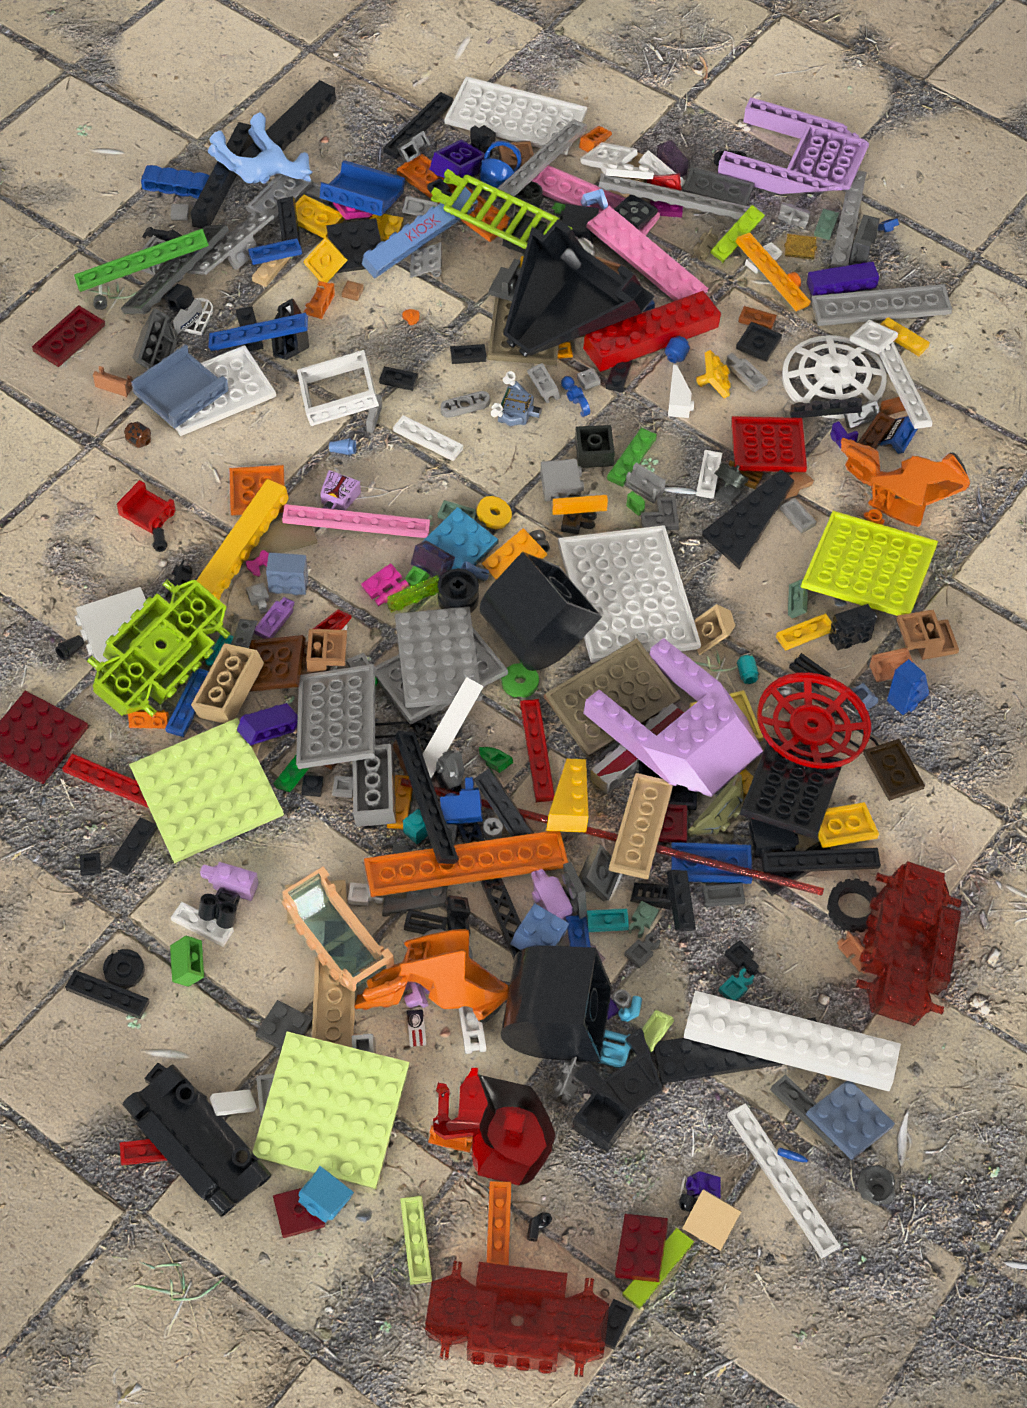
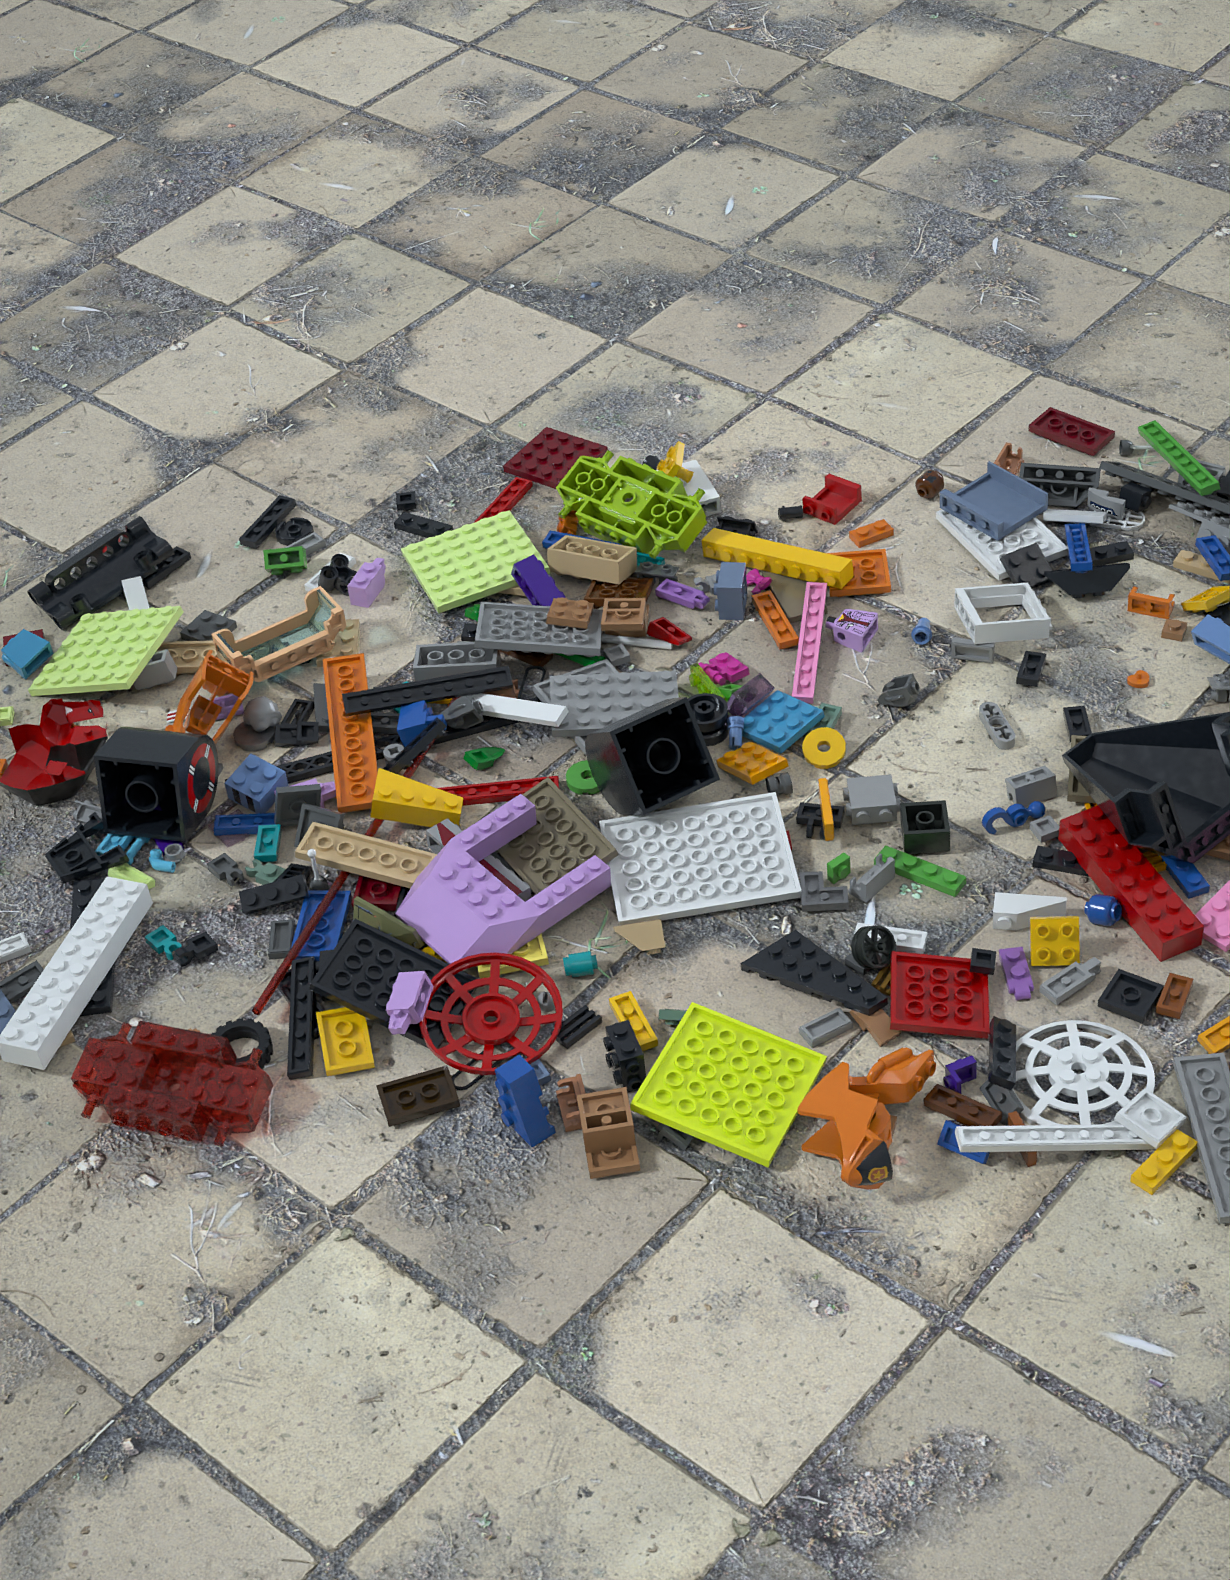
camera: 100 degrees right, 15 degrees down
(106, 614) = (673, 463): none -> yellow plate
(152, 955) = (311, 543): none -> light grey tile
(196, 482) = (871, 533): none -> orange plate
(199, 336) = (1075, 516): none -> white tile
(269, 372) = (1026, 565): none -> black plate
(315, 692) = (570, 613): none -> medium nougat plate
(324, 546) = (775, 620): none -> orange plate
(426, 461) = (900, 691): none -> dark grey hand
(428, 438) = (938, 695): white plate -> none
(516, 404) = (990, 762): sand blue torso -> none
(602, 1119) = (40, 833): black container -> none
(657, 869) = (317, 882): none -> hinge
(736, 404) = (1016, 972): none -> medium lavender hinge
(741, 414) = (982, 961): none -> black plate
(822, 767) = (408, 1000): none -> lavender hinge

